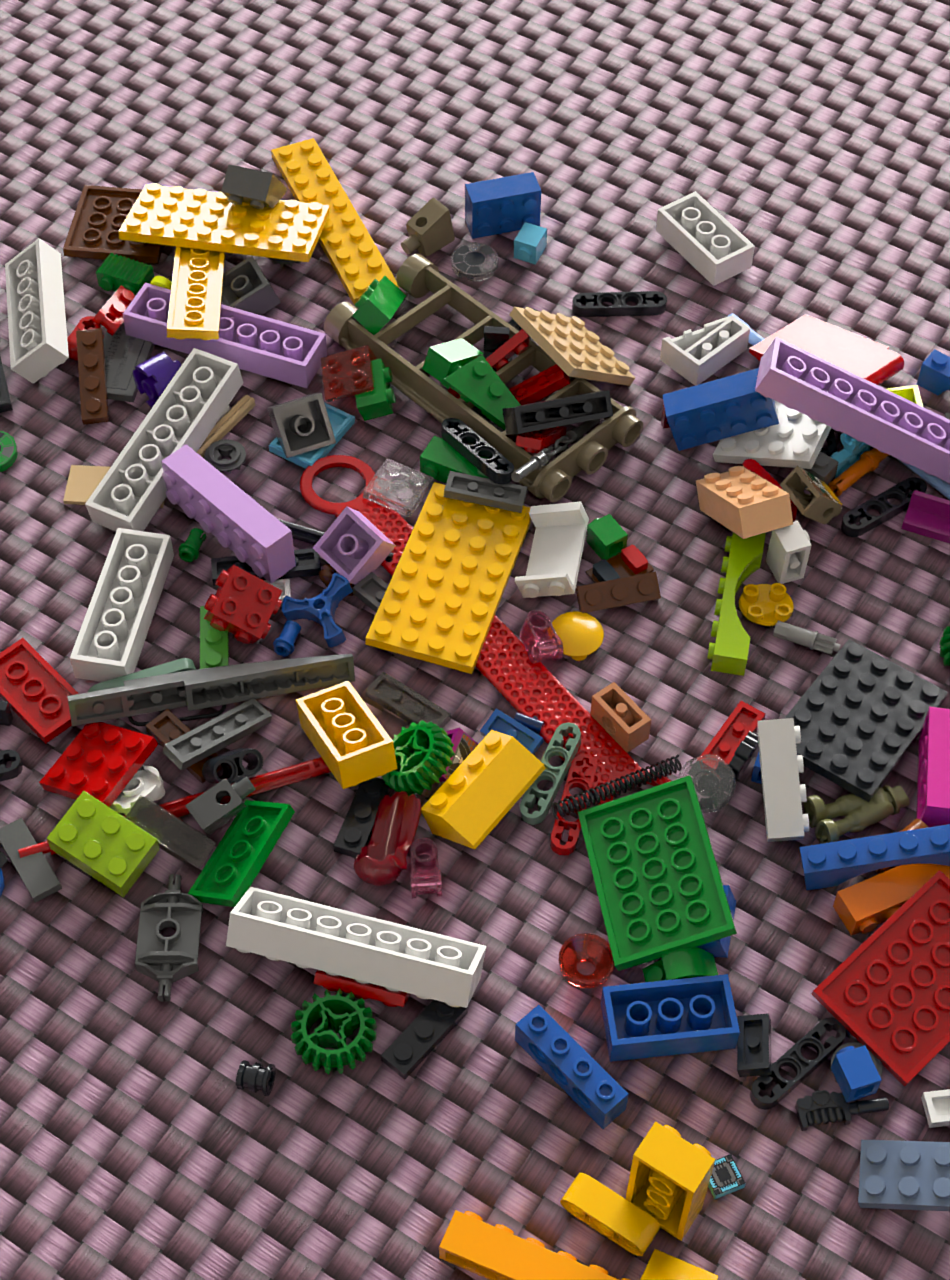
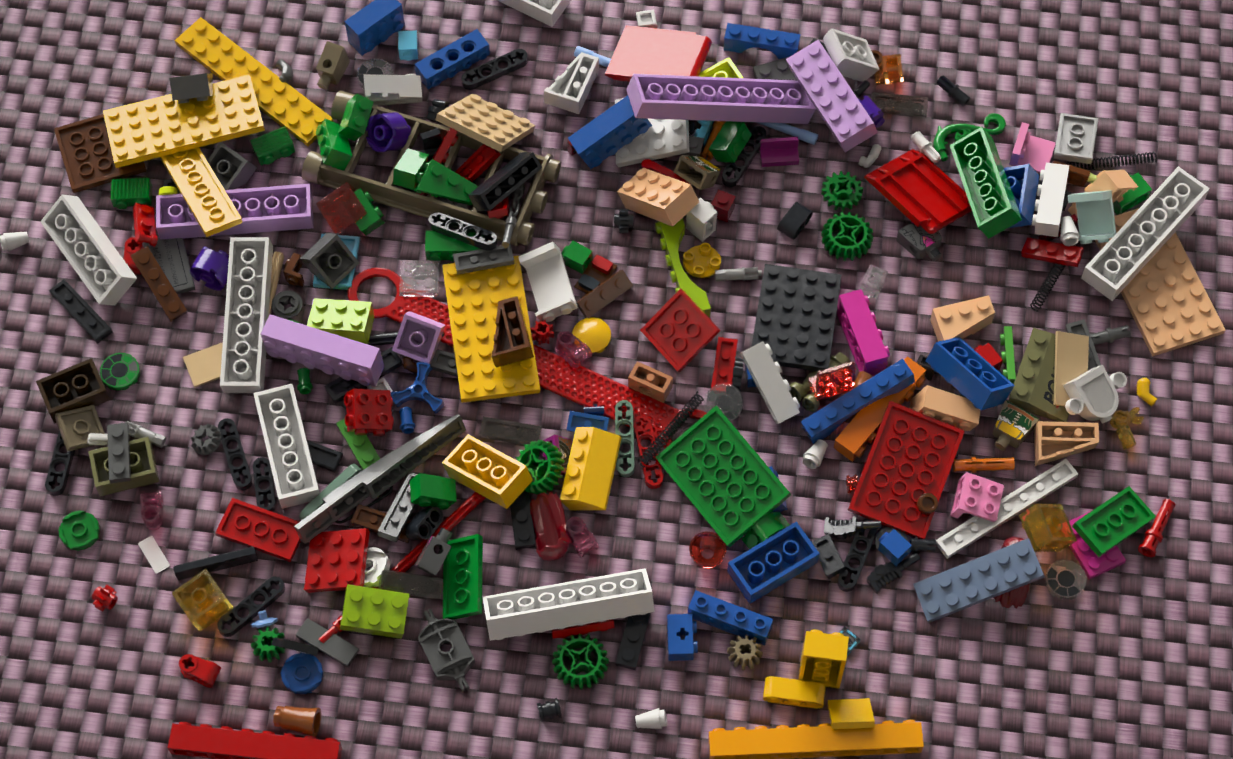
camera: 25 degrees left, 10 degrees up
(30, 568) = (209, 445): none -> dark grey gear
(57, 592) = (237, 453): none -> black beam
(69, 630) = (258, 478): none -> black beam
(164, 640) = (324, 456): none -> black tile
(255, 420) = (292, 270): none -> reddish brown bracket
(265, 730) = (433, 491): none -> green brick
(279, 491) = (343, 318): none -> brick
(312, 287) = (272, 146): none -> green brick
(375, 221) = (287, 71): none -> dark grey arm
(388, 1157) = (653, 719): none -> white cone
(419, 283) = (355, 117): none -> green brick
(448, 312) = (387, 132): none -> dark purple brick
(469, 585) = (511, 334): none -> reddish brown wedge
(482, 275) = (393, 89): none -> white wedge
(489, 1044) = (681, 625): none -> blue brick
(513, 605) = (542, 332): none -> red gear
(563, 1134) = (748, 658): none -> dark tan gear
(574, 274) = (455, 51): none -> blue brick
(687, 519) = (623, 220): none -> black gear
(693, 670) = (680, 330): none -> red plate
(799, 903) = (815, 454): none -> white cone
(802, 1020) = (843, 528): none -> piece
(826, 550) = (724, 205): none -> dark red brick
(835, 316) = (646, 19): none -> white tile
(835, 960) = (851, 483): none -> clear red bush
(870, 809) = (833, 380): none -> clear red bracket
(872, 481) = (730, 141): none -> green brick
(898, 1090) = (922, 545): none -> black pin
(915, 604) = (795, 220): none -> black beam
(932, 1034) = (927, 503): none -> reddish brown tile

